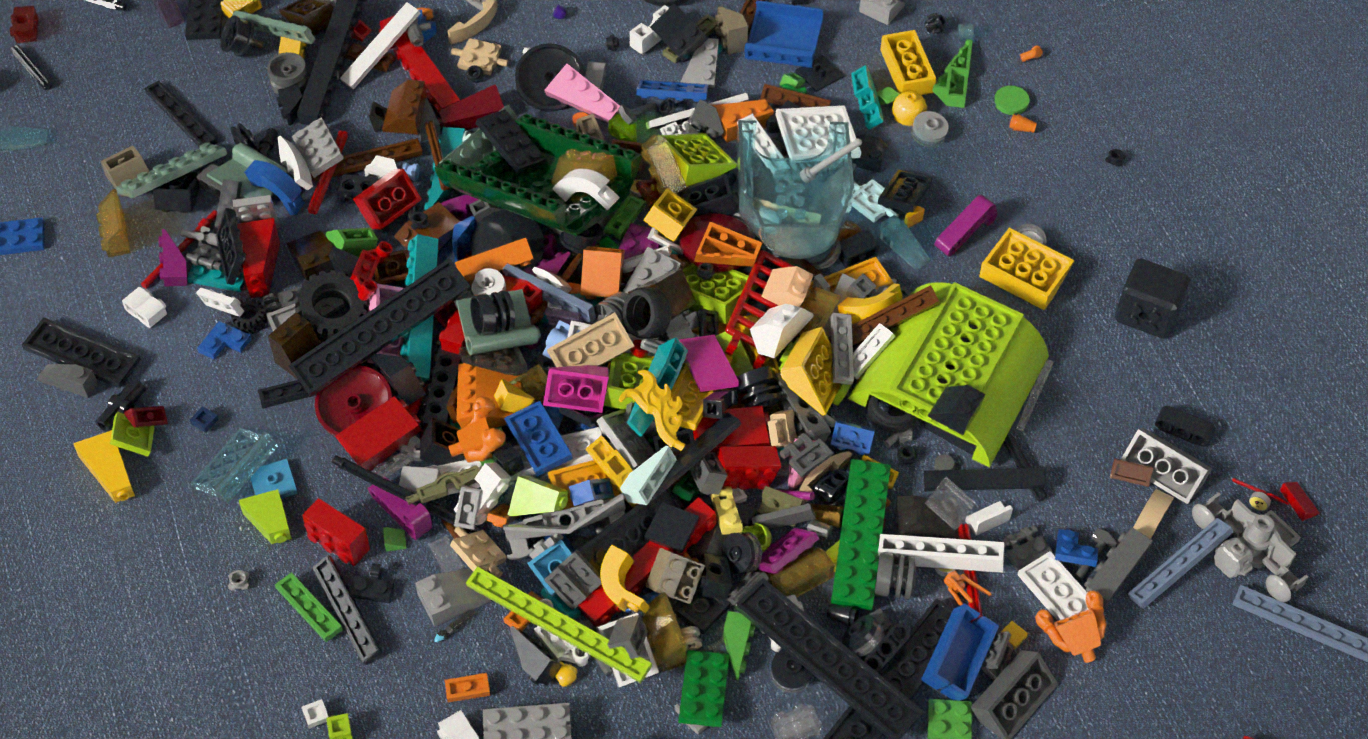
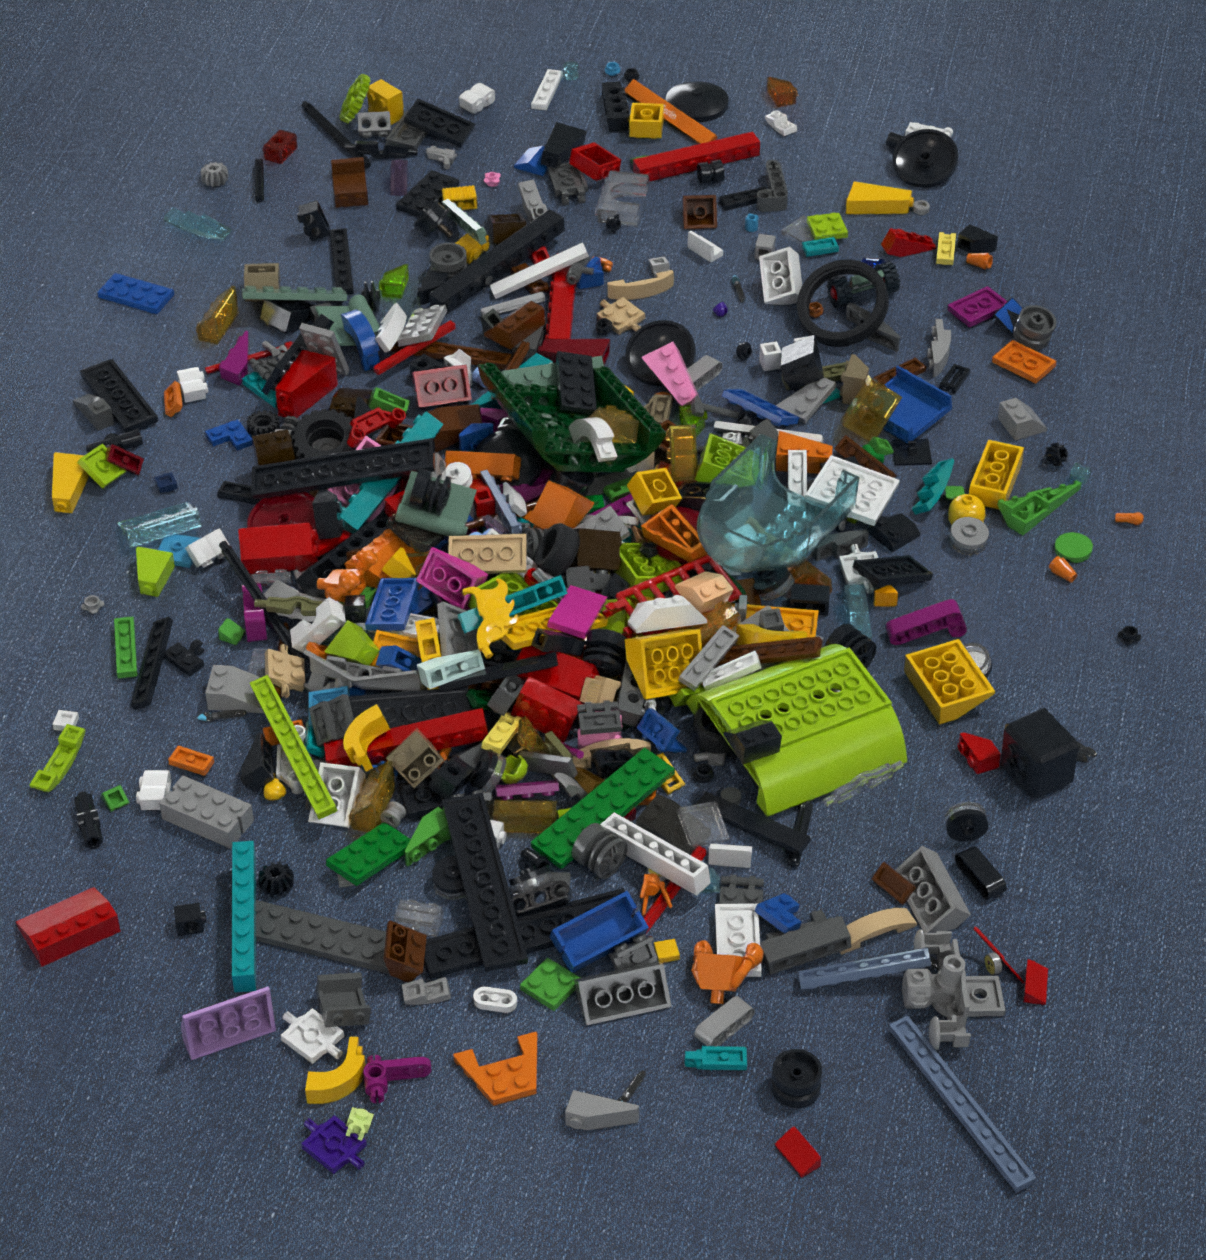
camera: 35 degrees right, 10 degrees down
(122, 33) = (349, 182): none -> reddish brown panel
(127, 86) = (313, 216): none -> black brick
(139, 330) = (173, 399): none -> orange plate
(220, 301) = (247, 403): white plate -> none
(251, 114) = (394, 282): none -> clear neon green slope
(267, 142) = (382, 311): black pin -> none
(305, 466) = (206, 549): none -> white brick
(336, 532) = (187, 603): red brick -> none
(386, 77) = (514, 304): none -> light grey axle
(419, 220) = (447, 409): black plate -> none
(467, 507) = (296, 629): light grey slope -> none
(629, 633) = (336, 778): dark grey panel -> none
(672, 527) = (440, 719): black tile -> none
(754, 503) = (528, 736): none -> clear yellow wing
(768, 51) = (870, 409): none -> clear yellow slope
(809, 173) = (806, 512): light grey piece -> none
(926, 273) = (851, 637): none -> black wheel
(1096, 319) = (979, 752): none -> red slope
(1113, 674) = (724, 1022): none -> light grey beam
(1135, 709) = (717, 1058): none -> teal hinge
(1144, 387) = (966, 821): none -> black piece
(1212, 692) = (796, 1078): none -> black wheel

